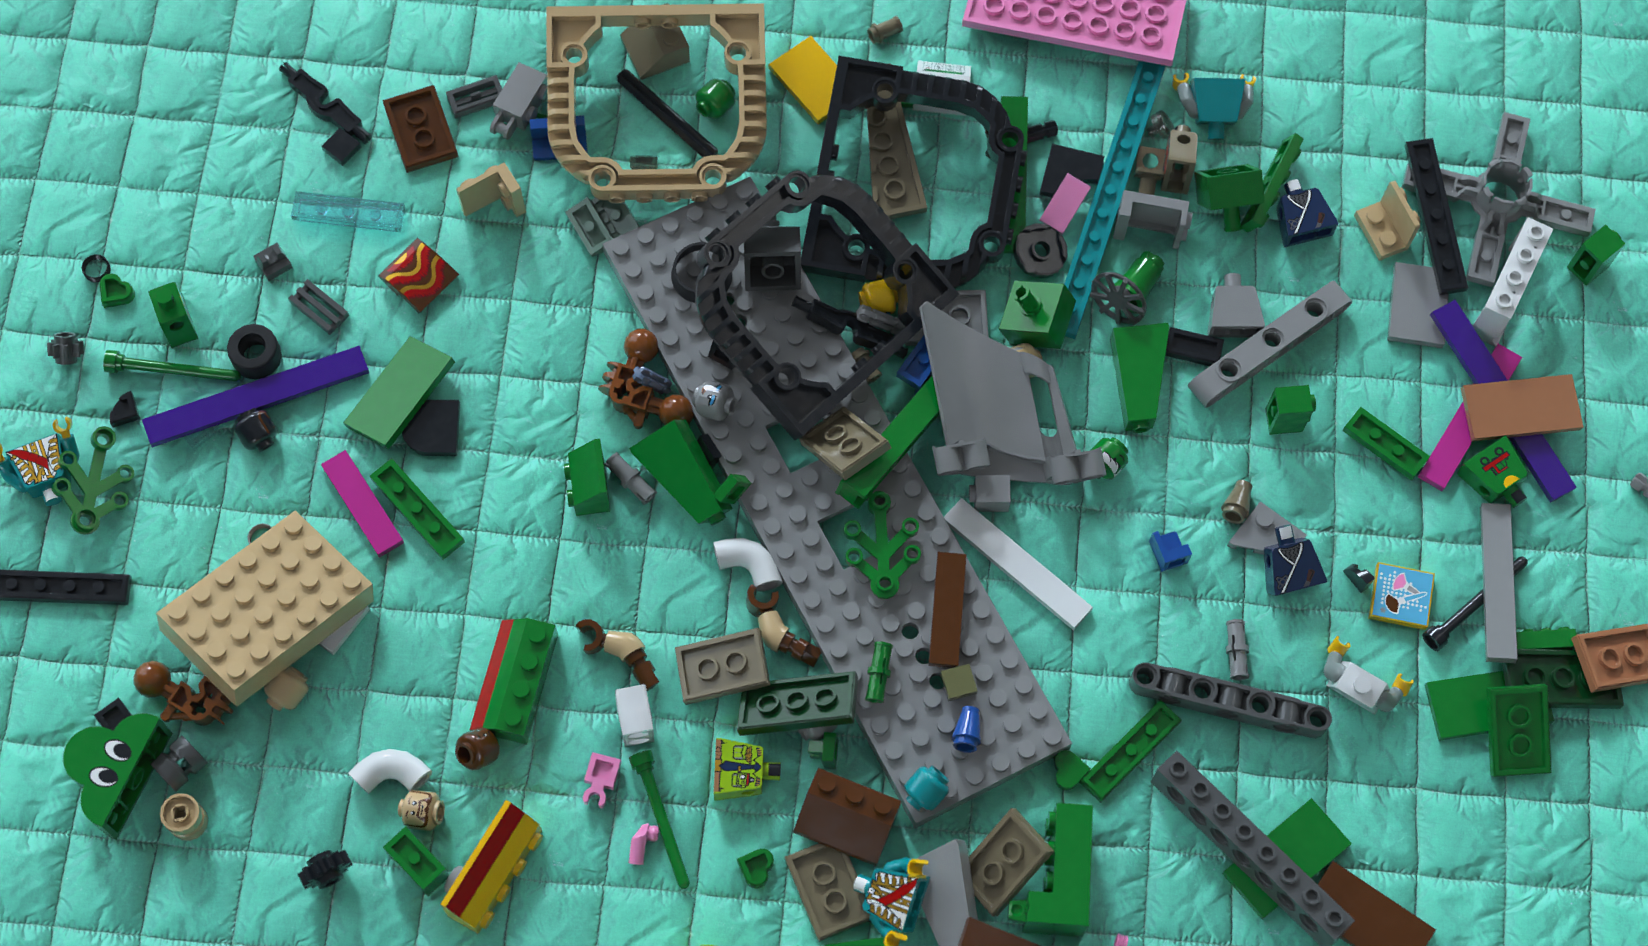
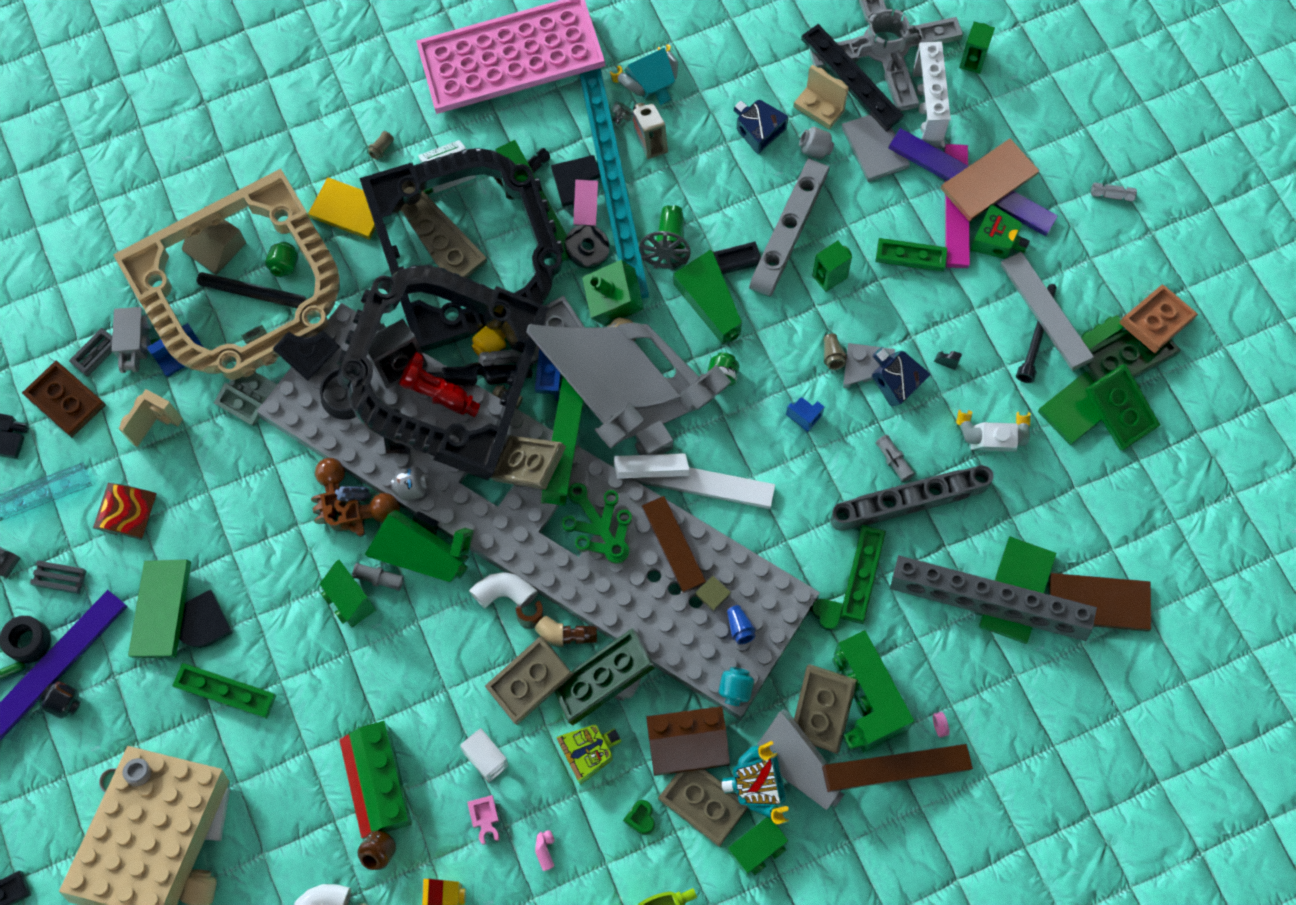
camera: 25 degrees left, 0 degrees up
(290, 540) = (136, 772): none -> light grey tile
(362, 503) = (178, 710): dark pink tile -> none
(623, 645) = (448, 707): reddish brown piece -> none
(643, 764) = (512, 790): green piece -> none
(684, 211) = (306, 354): none -> black tile
(797, 321) = (441, 391): none -> red piece
(825, 750) = (642, 699): green tile -> none
(879, 672) = (650, 619): green pin -> none
(972, 517) = (651, 466): none -> white tile
(1148, 176) = (633, 152): dark tan bracket -> none
(1153, 214) = (654, 177): light grey panel -> none
(1228, 189) = (698, 131): green brick -> none
(1235, 310) = (751, 216): light grey torso -> none
(1276, 176) = (723, 110): green plate -> none
(1353, 268) = (816, 143): none -> light grey head
(1401, 596) = (985, 357): tile -> none

